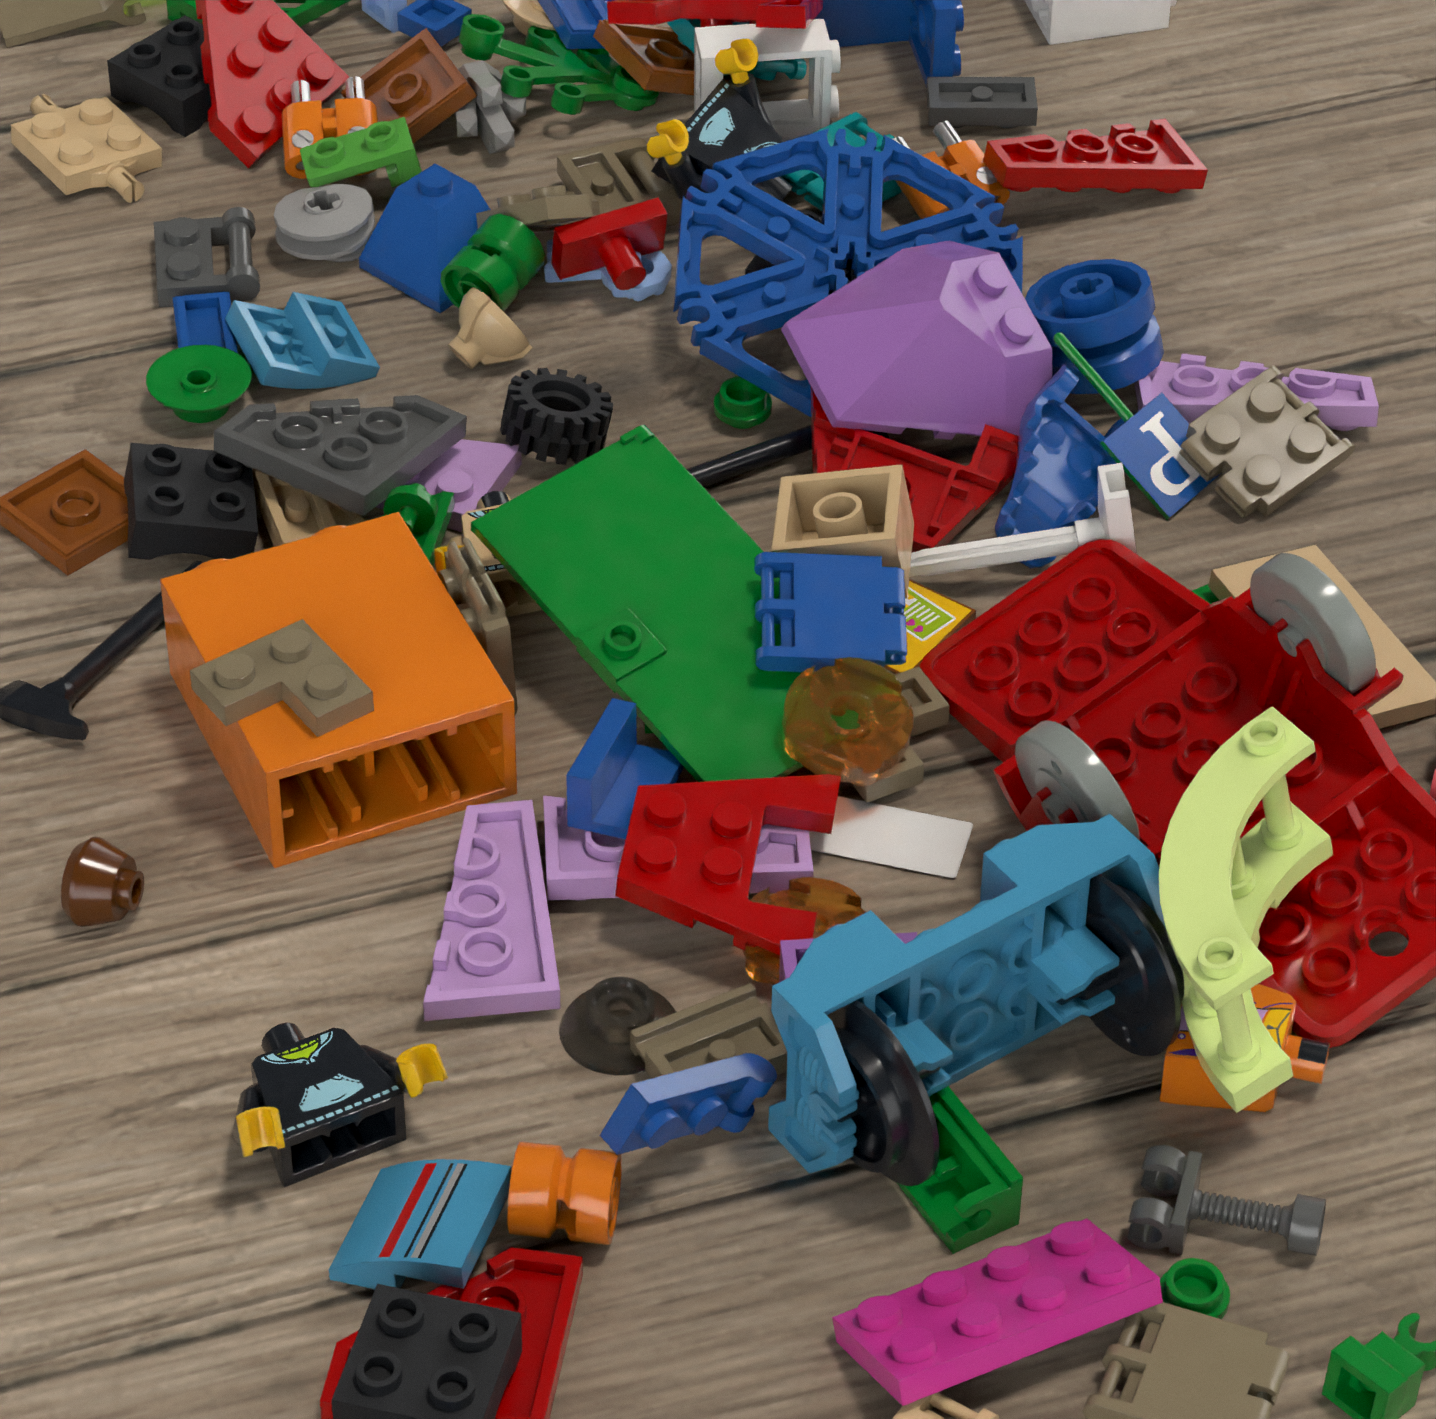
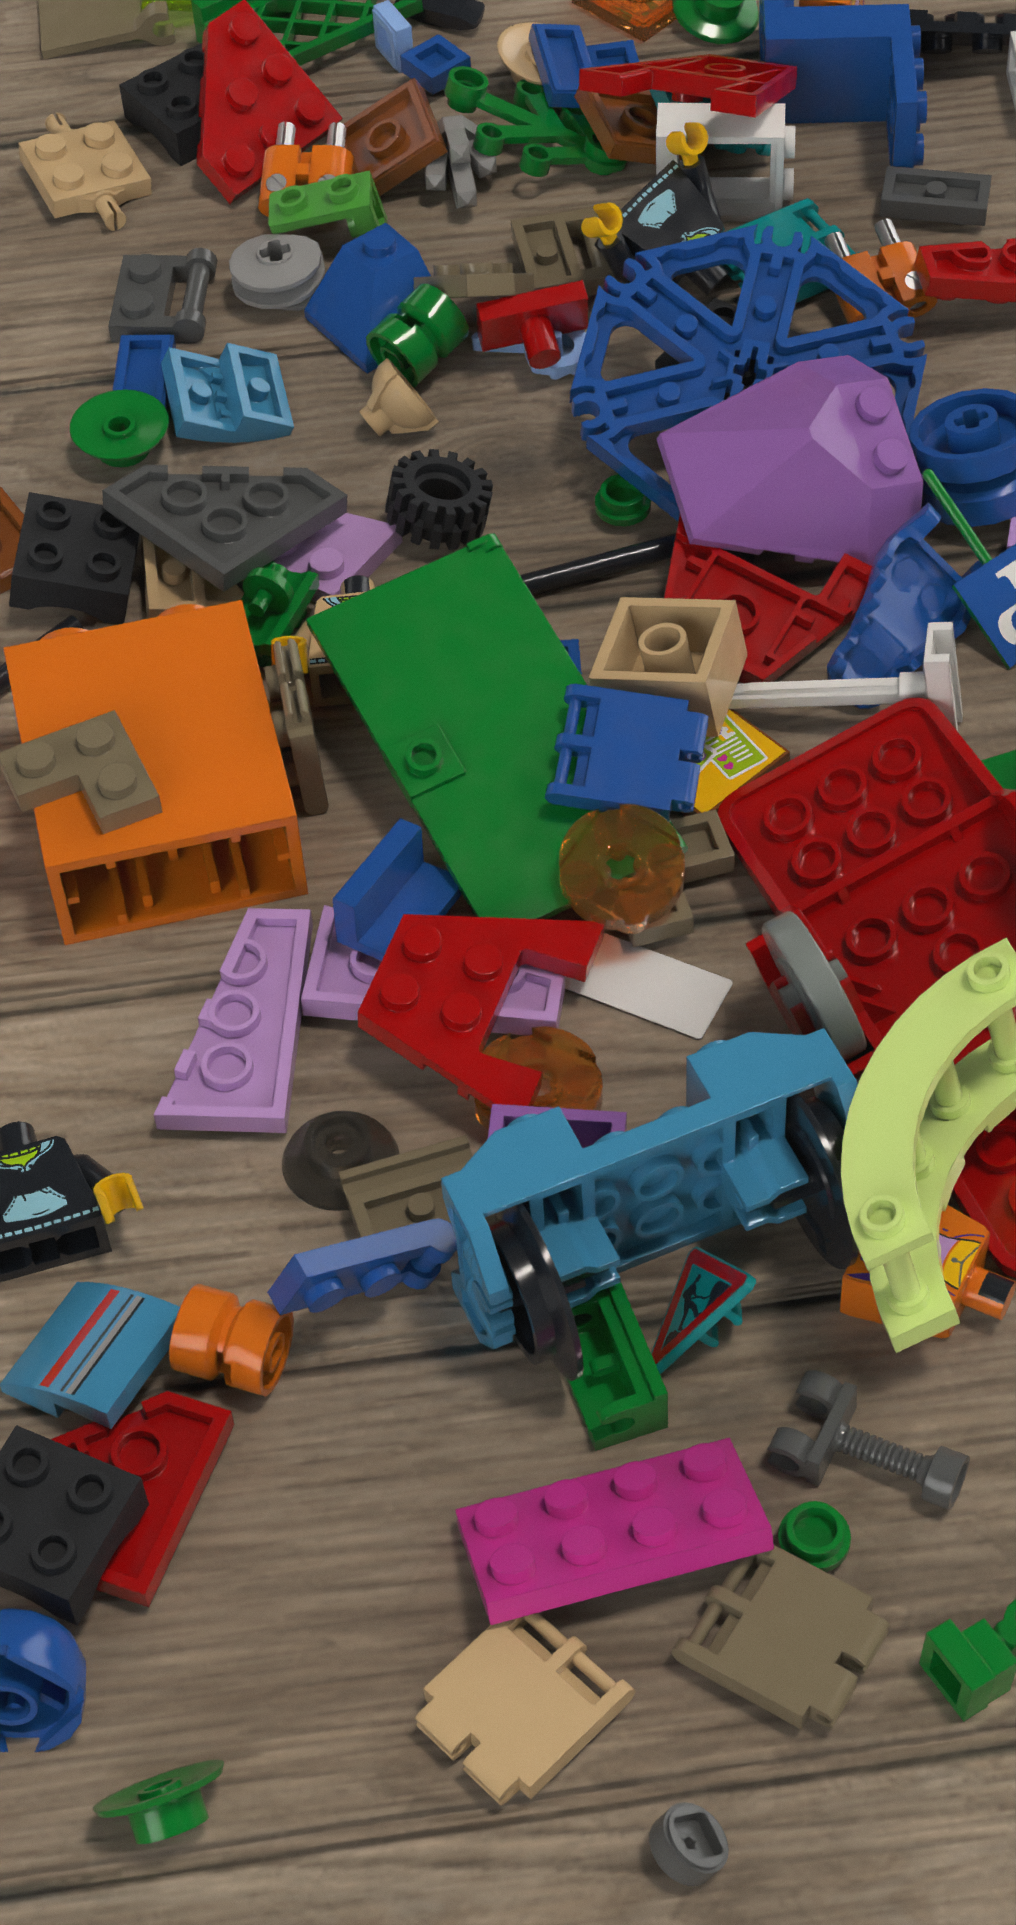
camera: 15 degrees right, 10 degrees up
(1026, 1096) = (702, 1296): none -> piece

